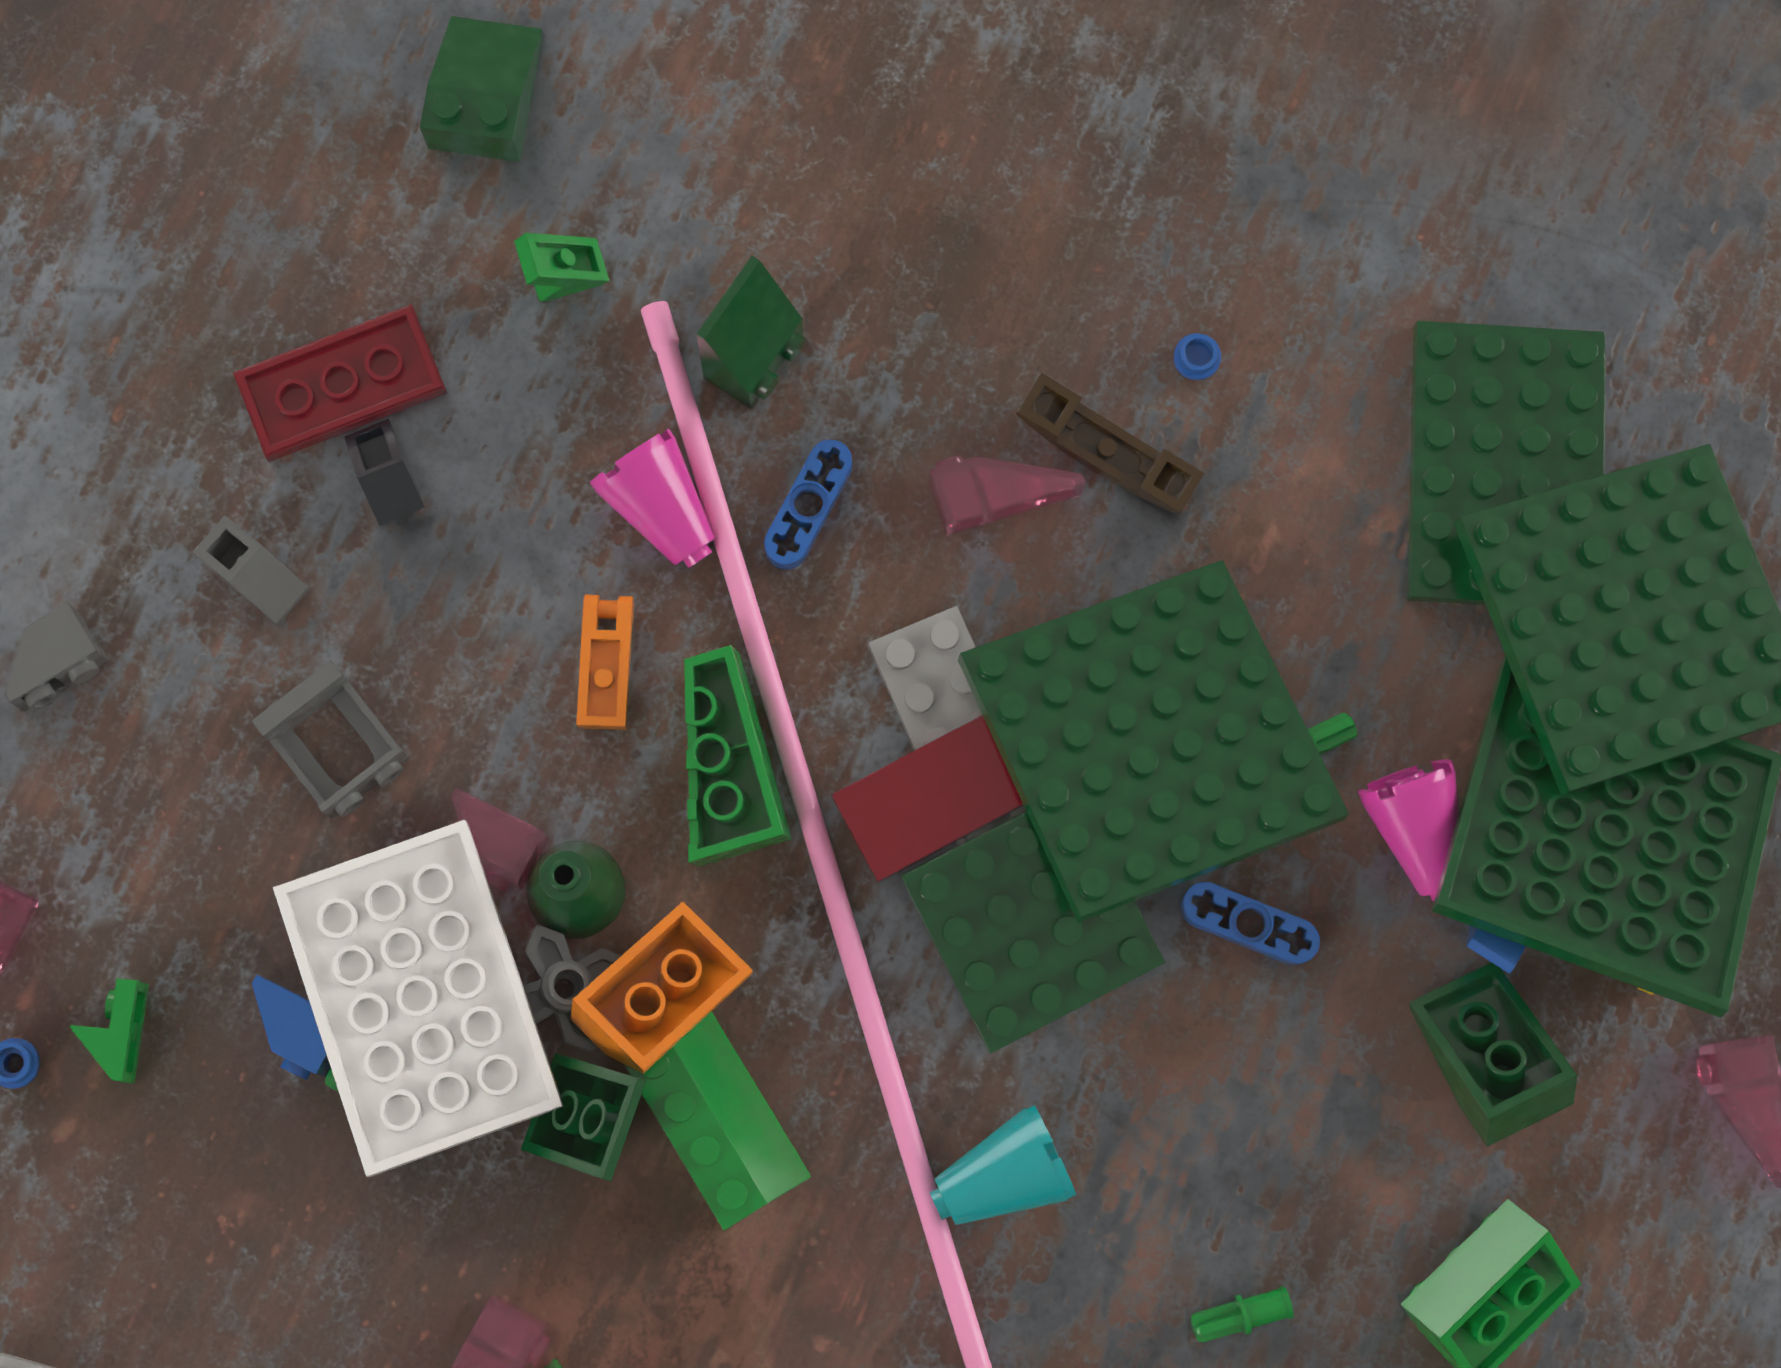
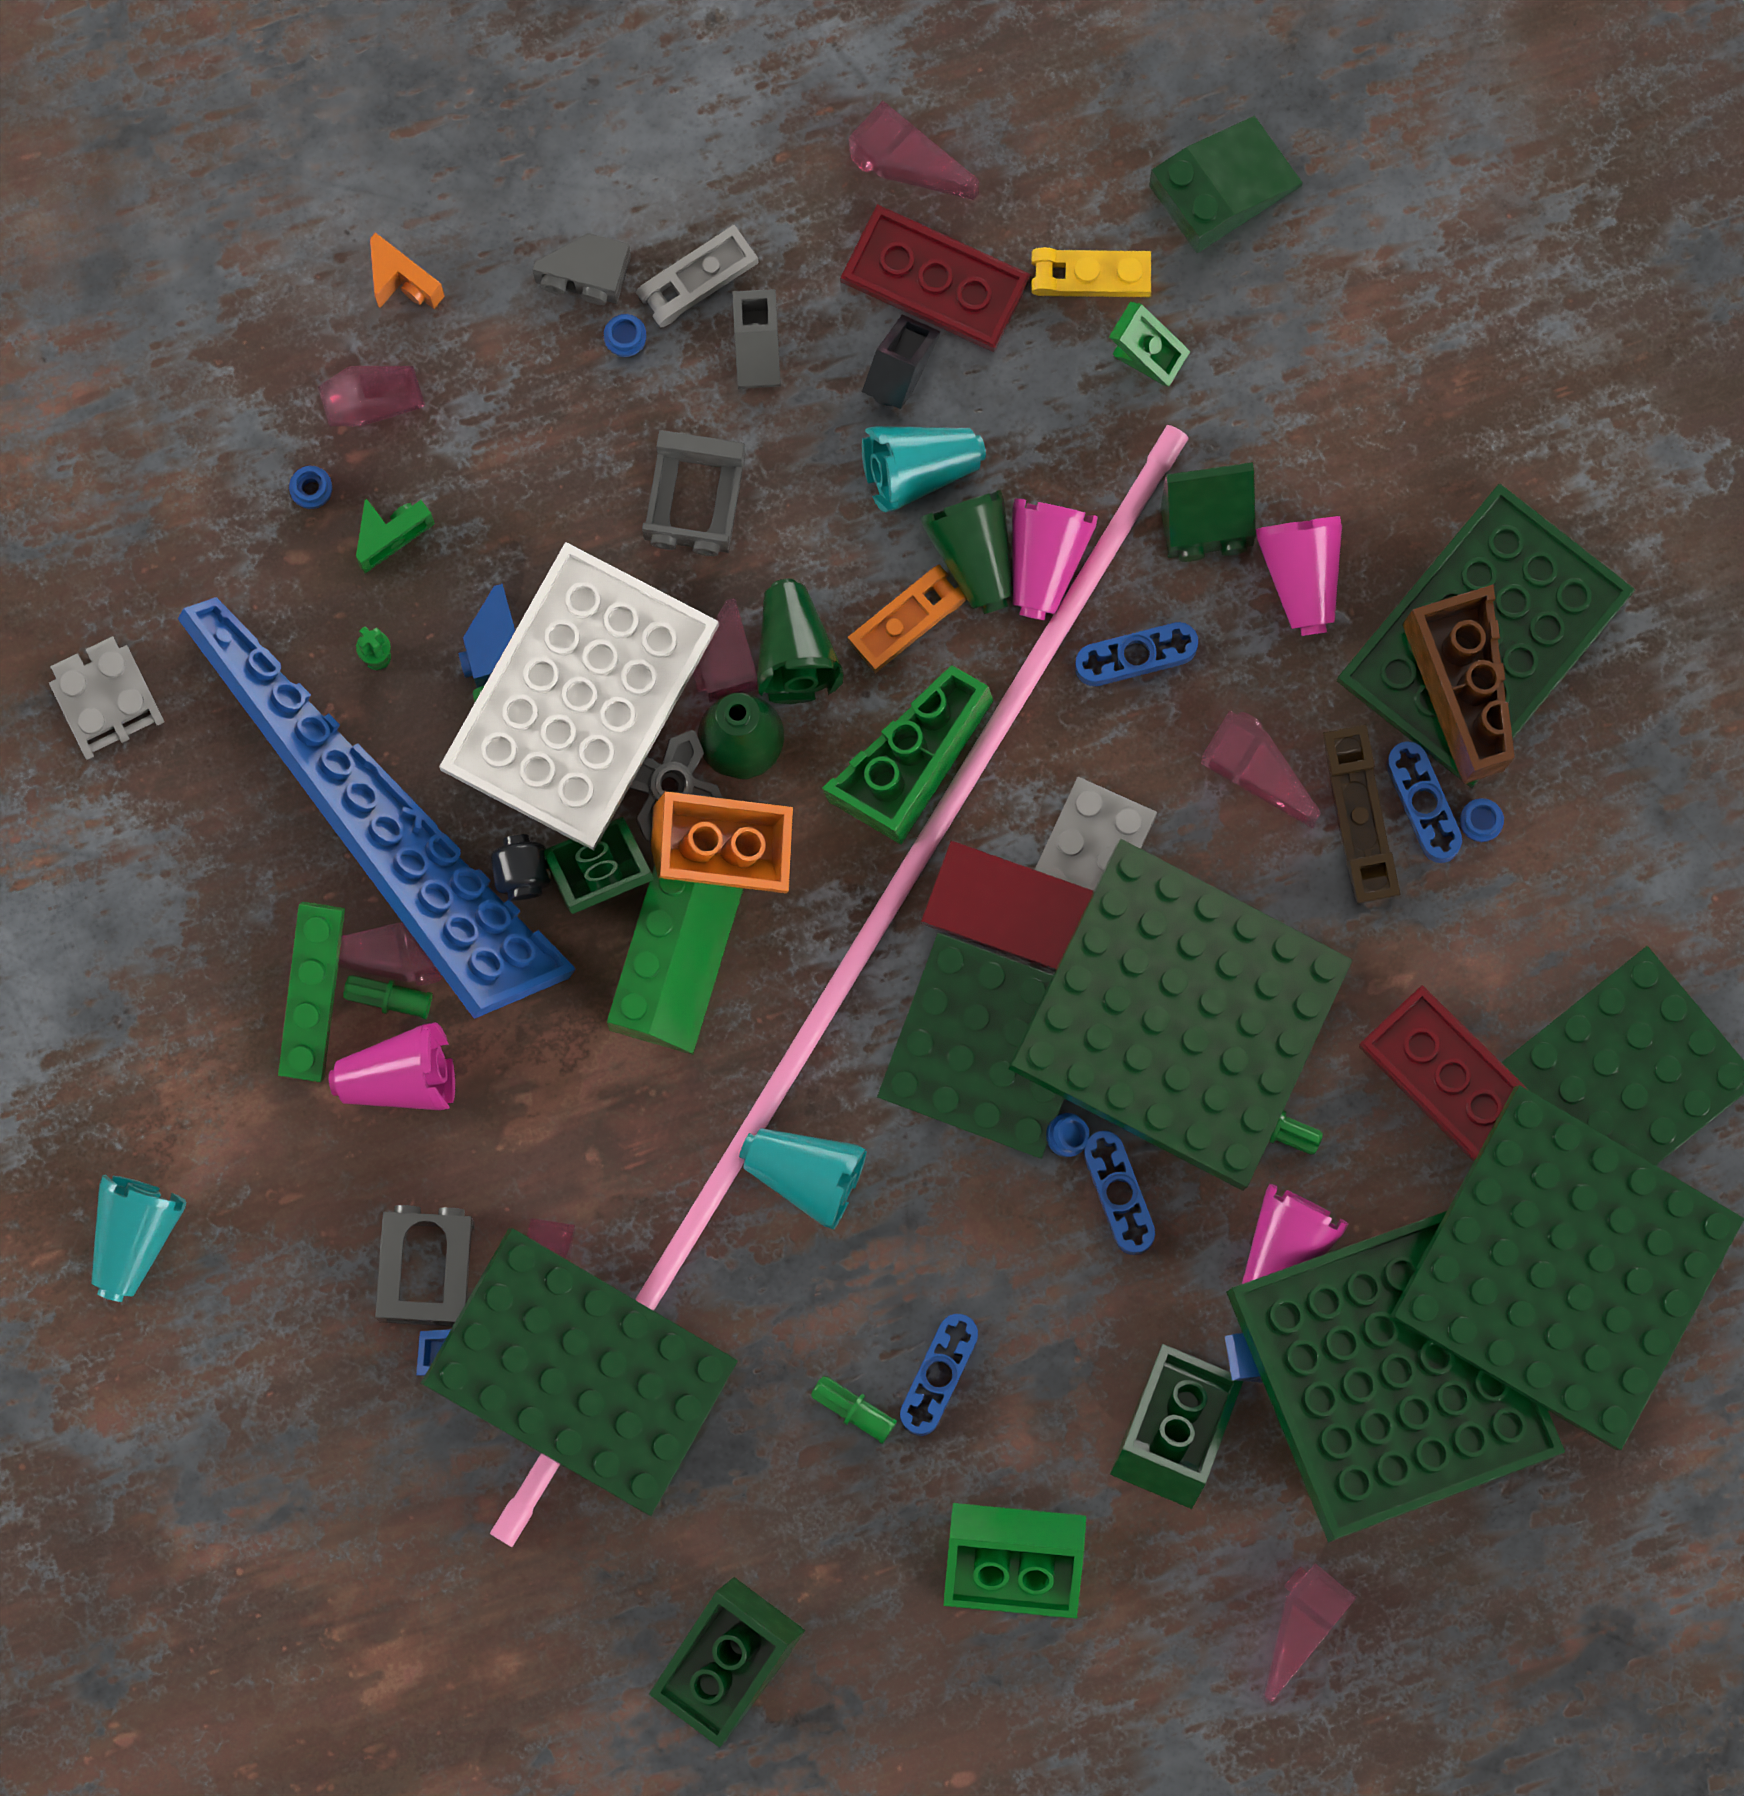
camera: 55 degrees right, 0 degrees up
(142, 677) = (625, 335): none -> blue plate
(150, 570) = (698, 275): none -> light grey plate
(207, 1137) = (374, 648): none -> green axle
(213, 312) = (905, 155): none -> clear pink slope
(457, 255) = (1092, 273): none -> yellow plate
(481, 534) = (917, 461): none -> teal cone
(484, 1279) = (416, 867): none -> blue wing
(517, 1182) = (520, 868): none -> black head
(543, 775) = (794, 647): none -> dark green cone
(600, 552) = (975, 548): none -> dark green cone
(866, 307) = (1304, 569): none -> dark pink cone
(1049, 219) = (1547, 608): none -> dark green plate
(1080, 261) = (1465, 678): none -> reddish brown wedge
(1165, 922) = (1067, 1135): none -> blue plate
(1169, 413) = (1446, 827): none -> blue beam
(1276, 1255) = (943, 1340): none -> blue beam
(1384, 569) = (1442, 1069): none -> dark red tile

